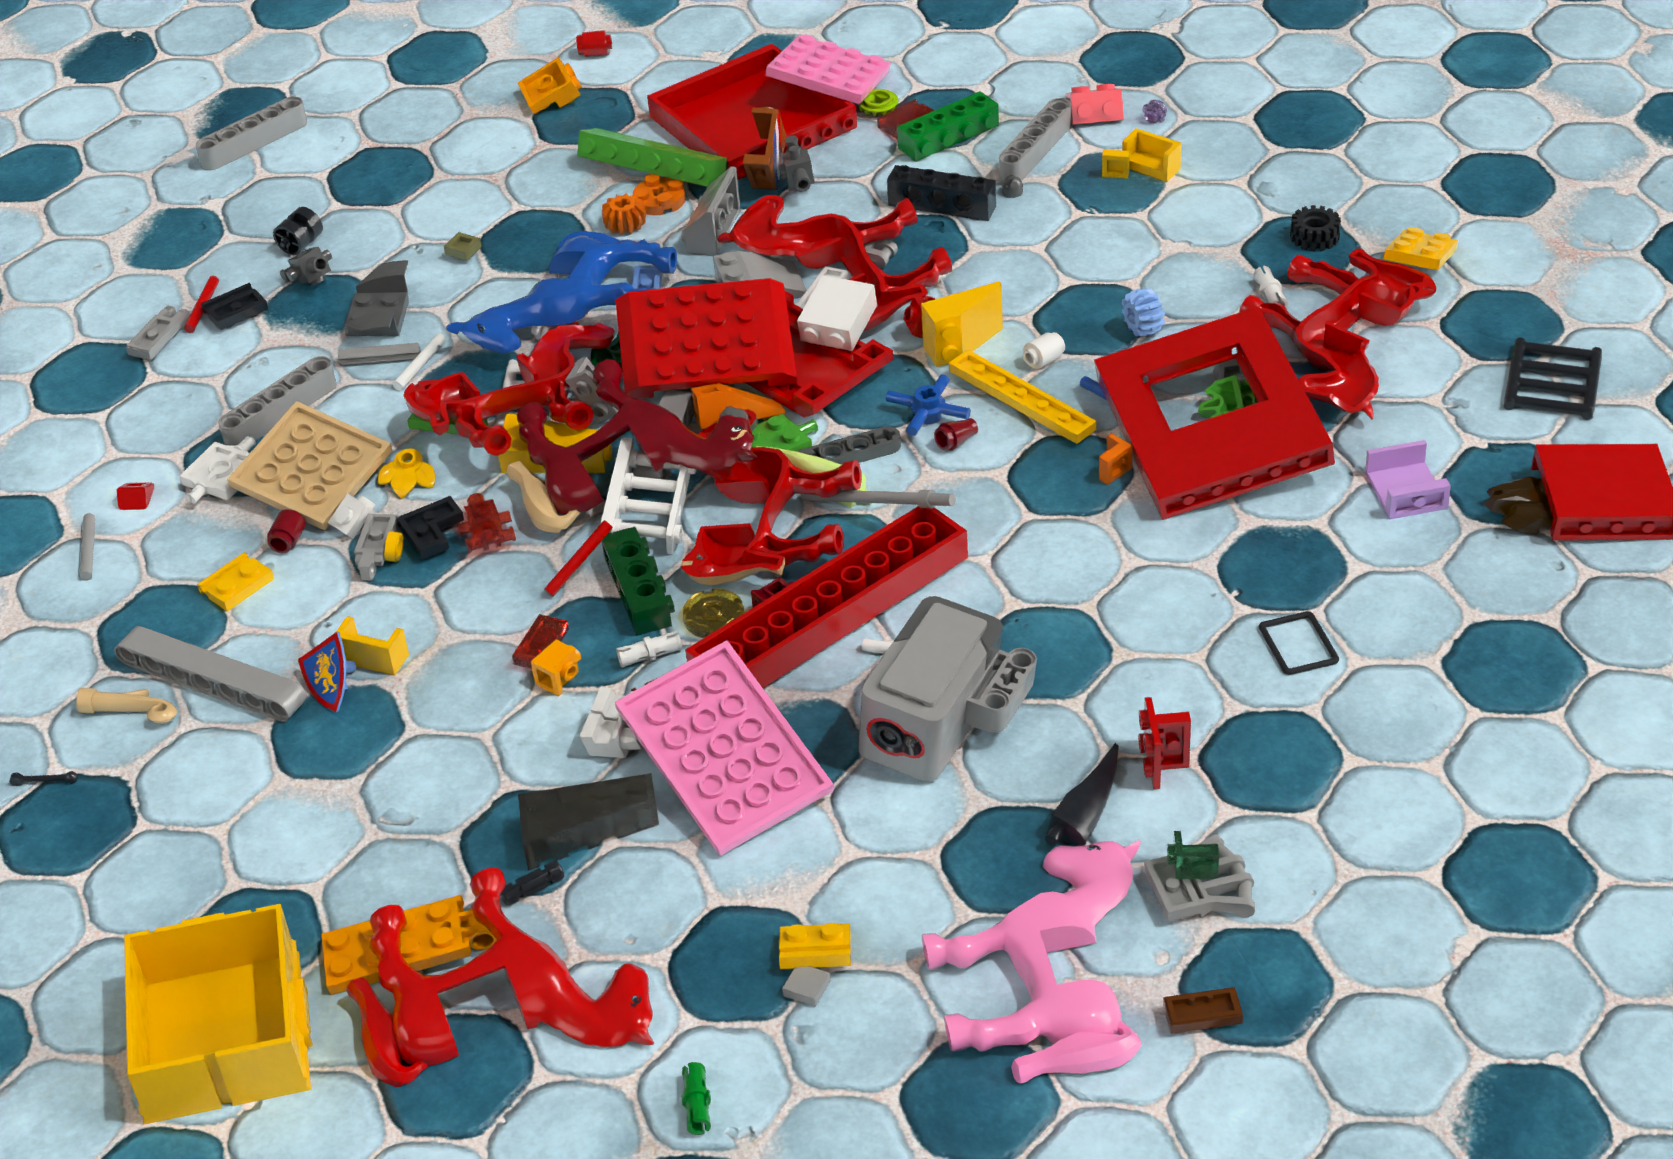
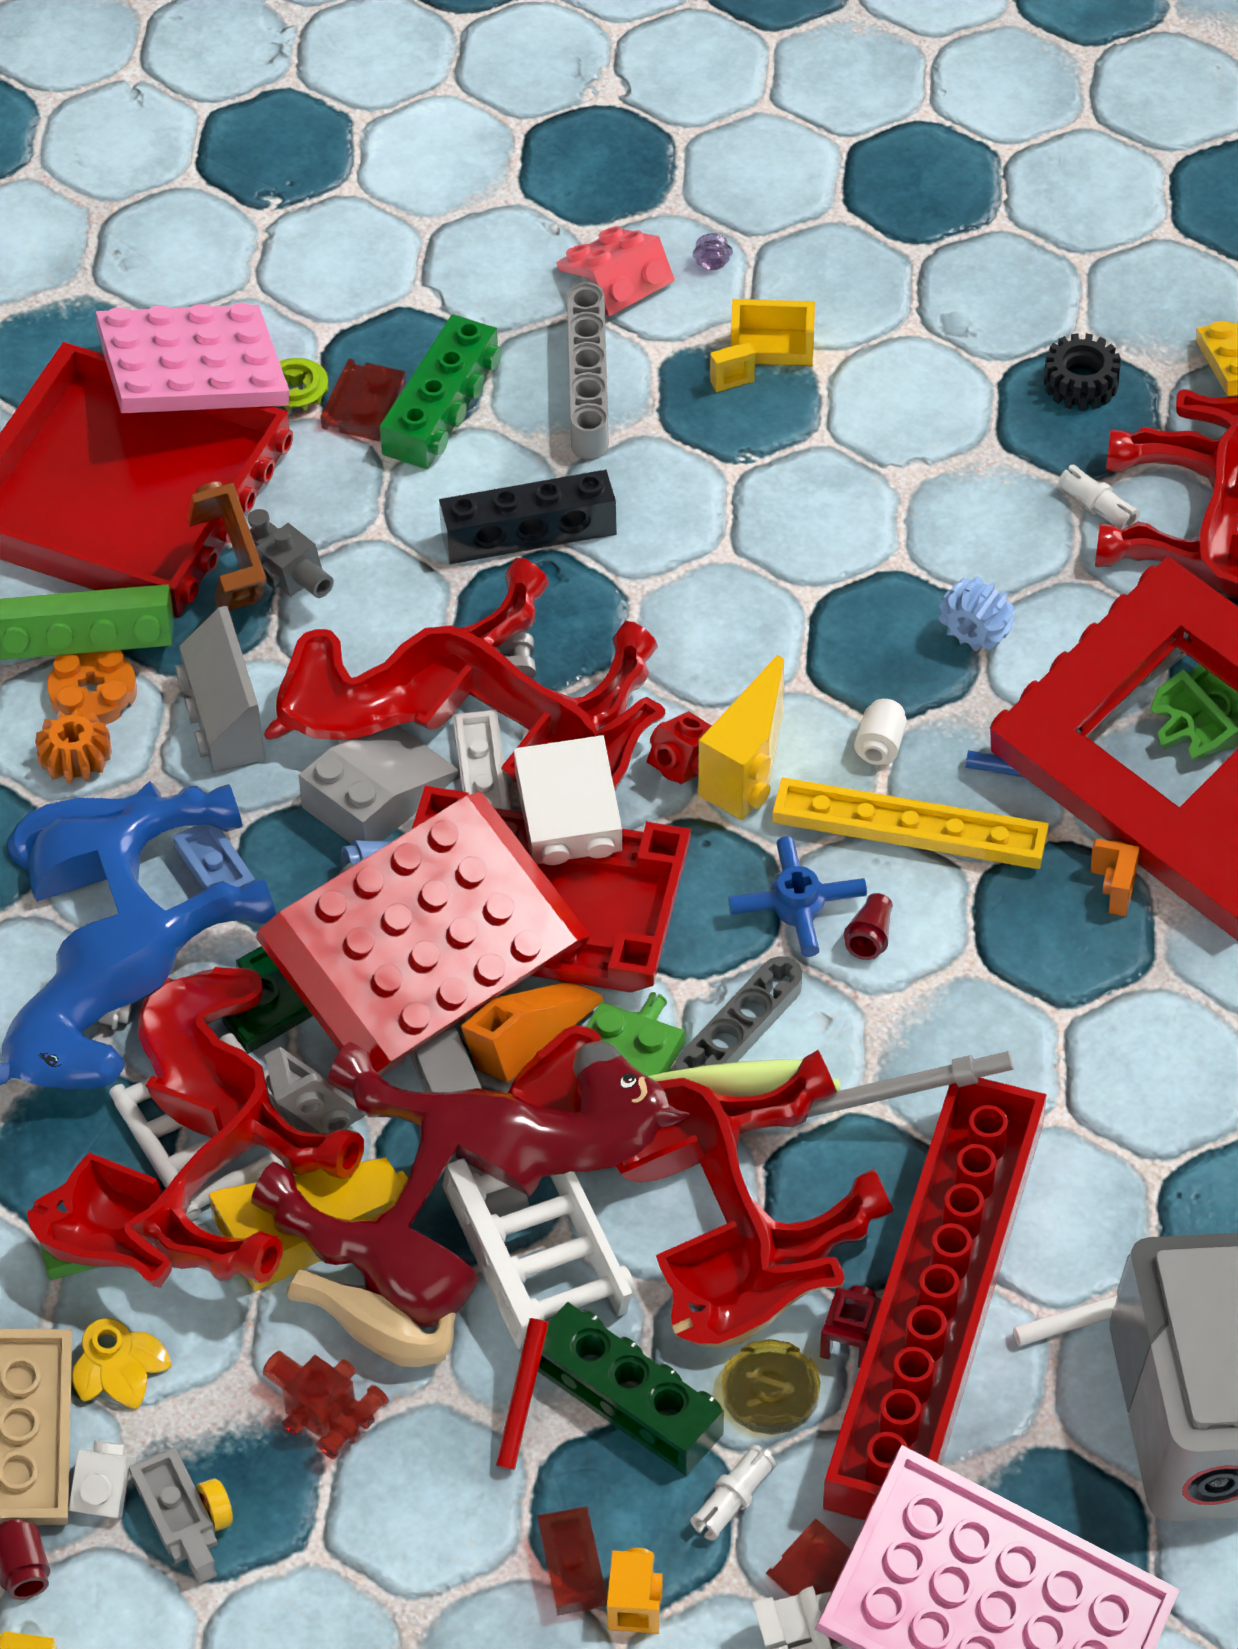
camera: 35 degrees left, 10 degrees up
(425, 524) = (226, 1445): black plate -> none
(1012, 187) = (619, 464): dark grey hinge -> none

